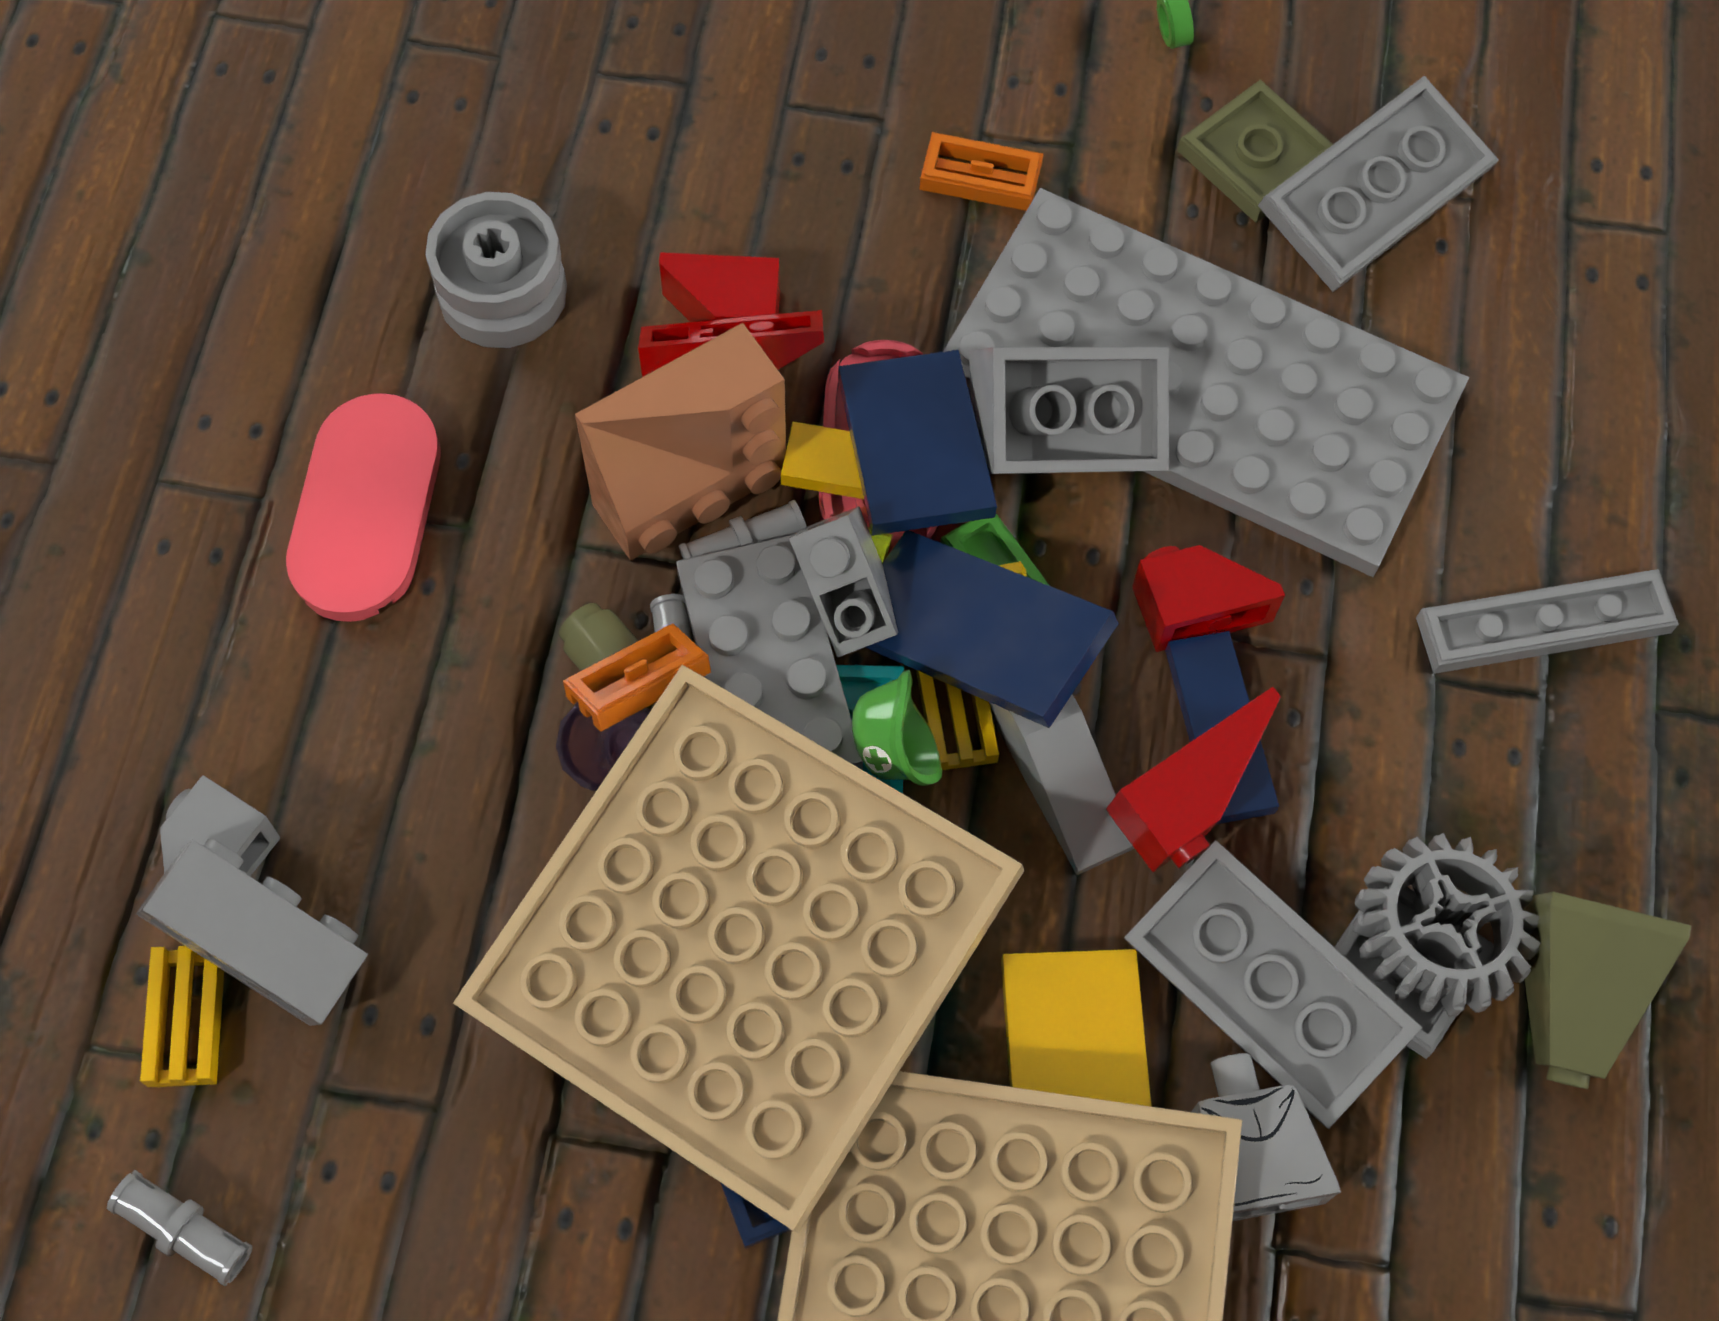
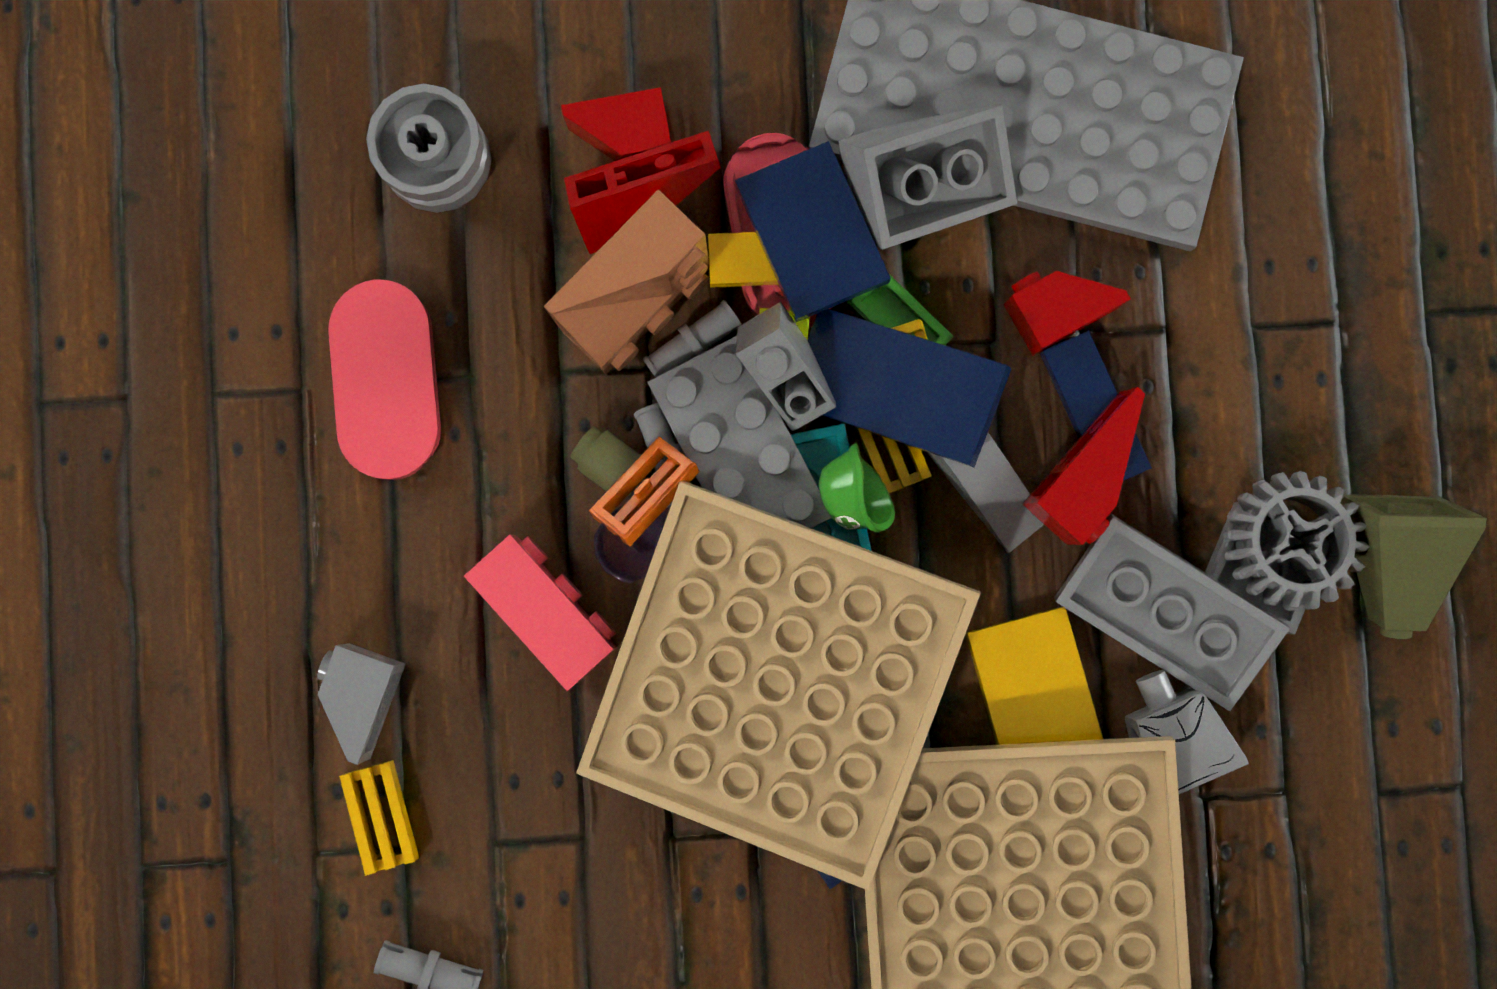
camera: 10 degrees left, 20 degrees up
(254, 931) = (413, 758): light grey brick -> none
(472, 801) = (542, 609): none -> coral brick
(1546, 621) = (1333, 260): light grey tile -> none

